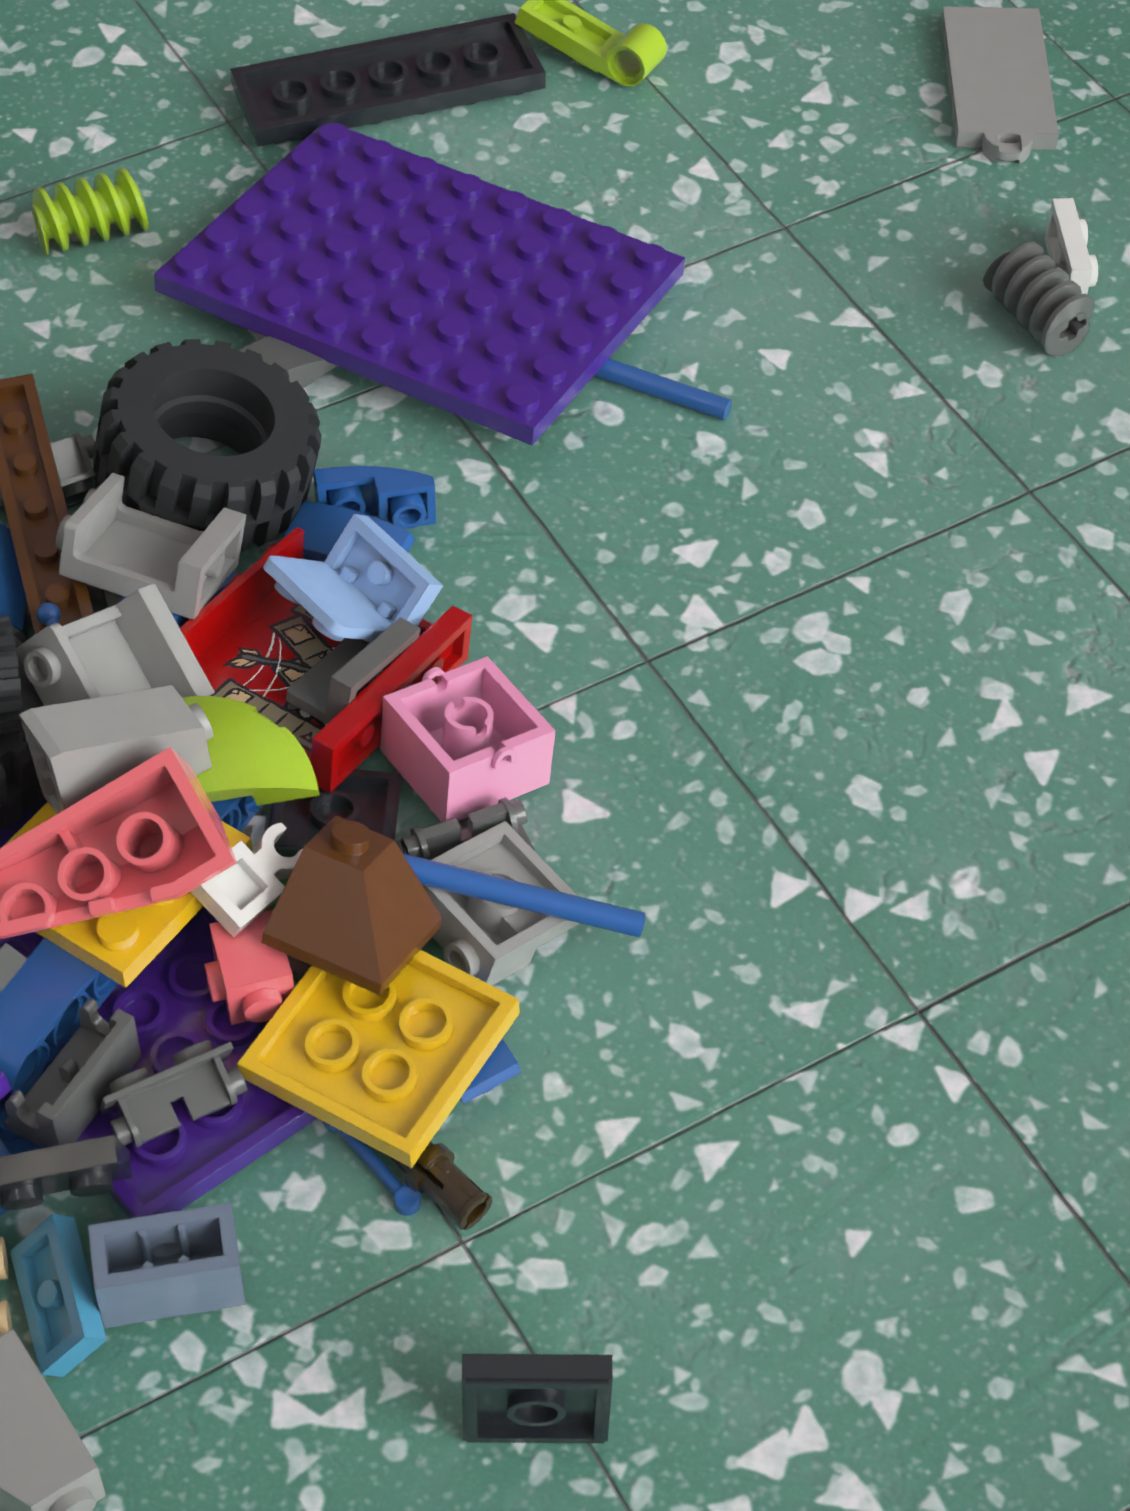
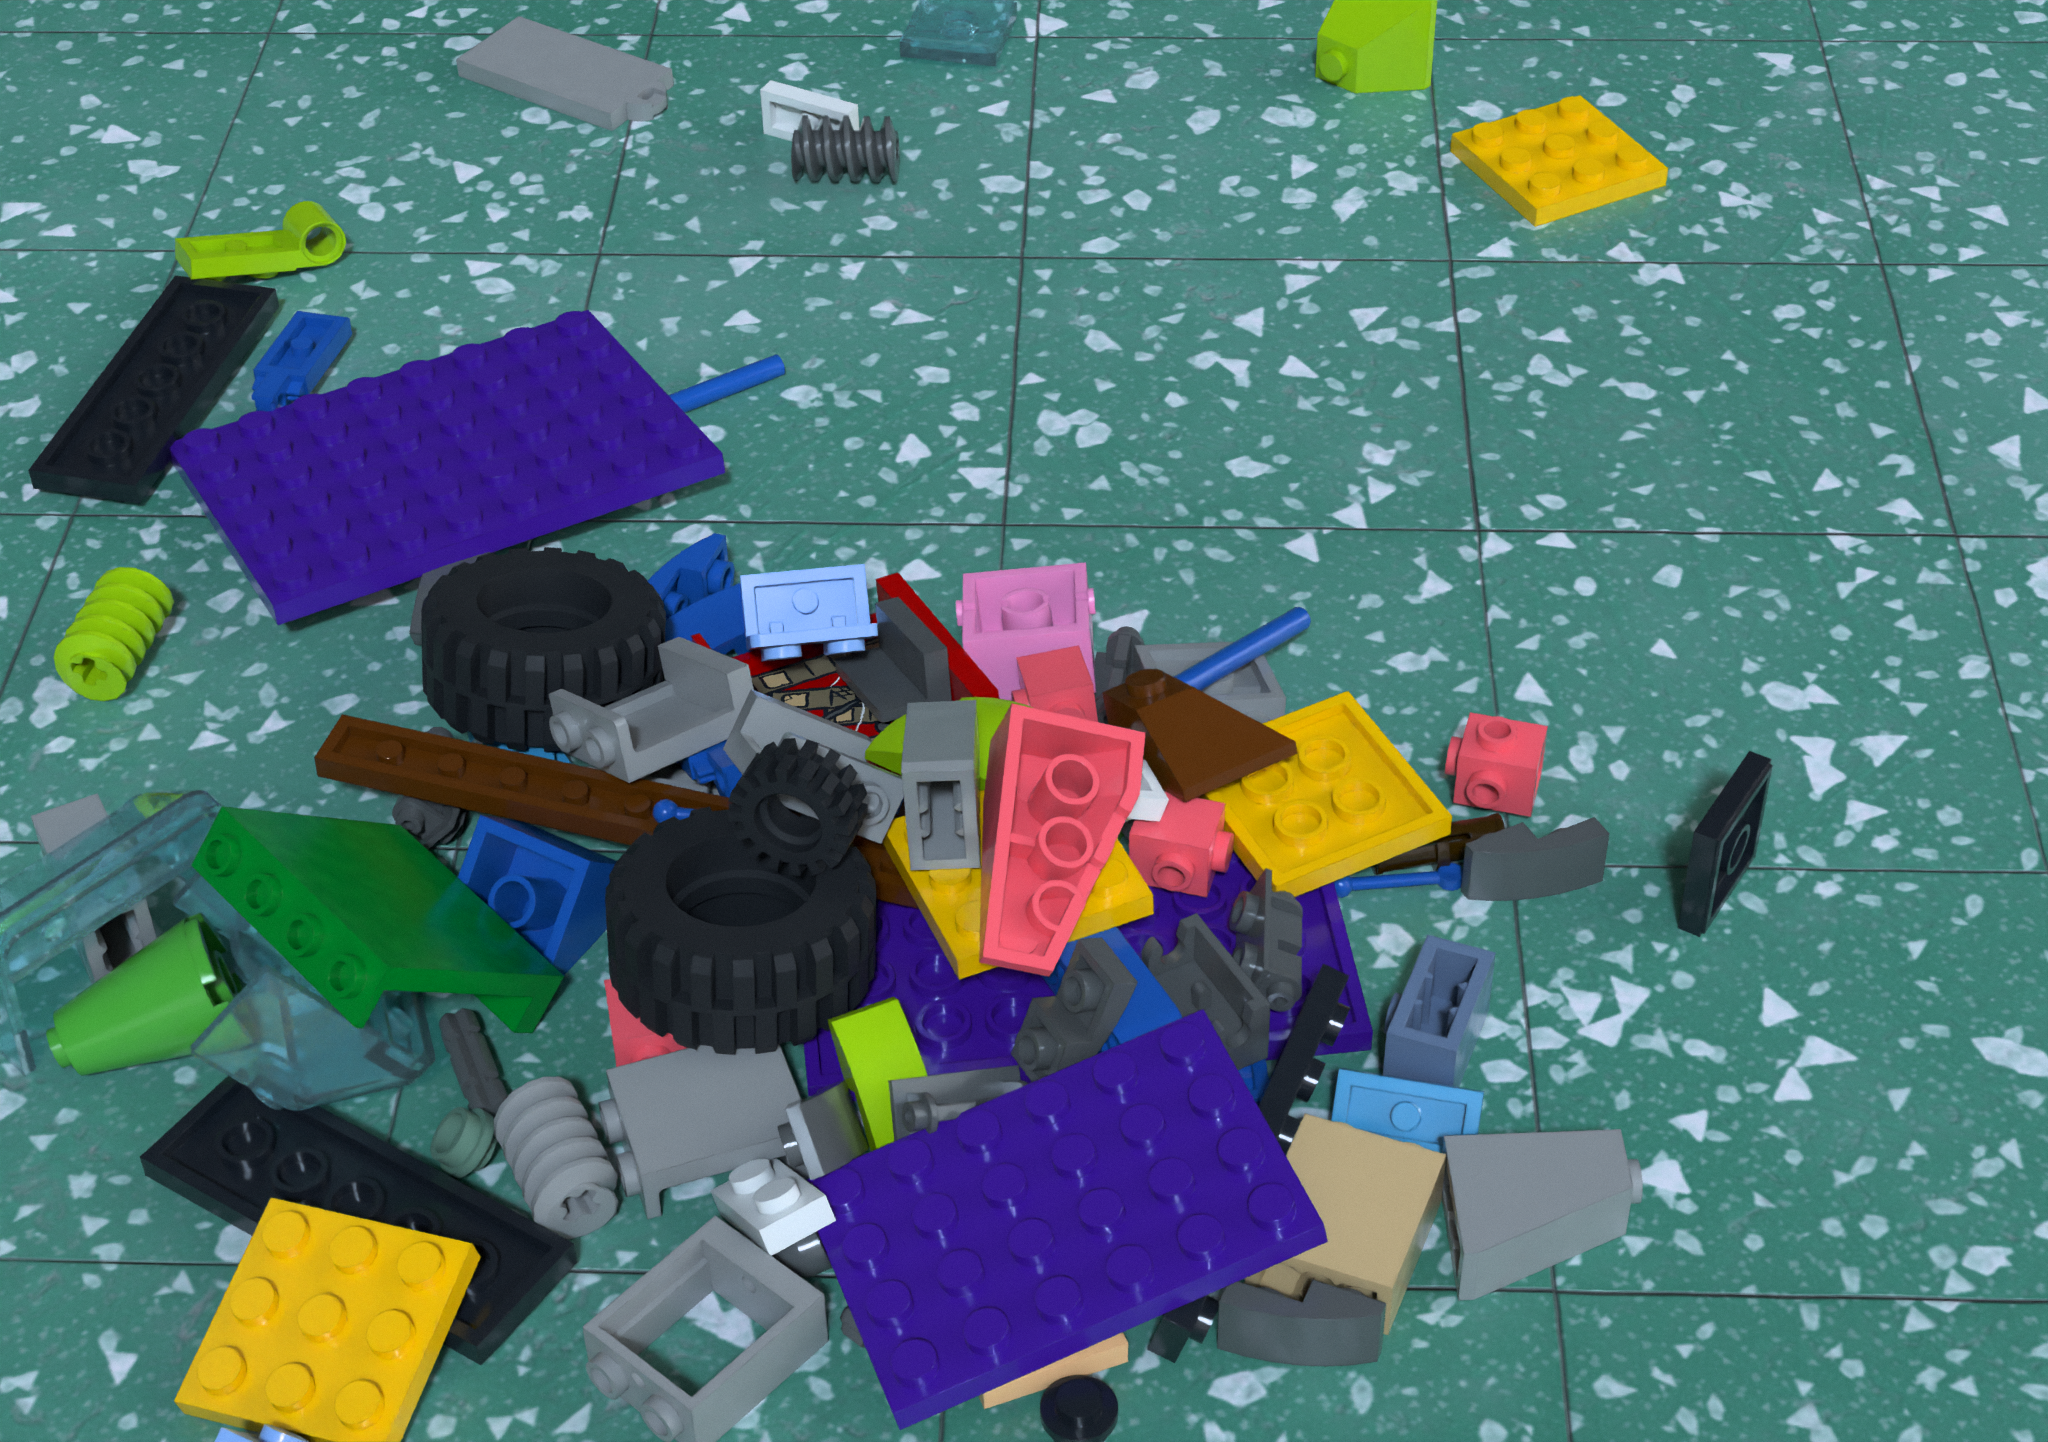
camera: 55 degrees left, 10 degrees down
(382, 792) = (1056, 683): none -> coral brick
(431, 1241) = (1521, 866): none -> dark grey slope
(479, 133) = (298, 358): none -> blue hinge
(545, 1167) = (1497, 763): none -> coral brick

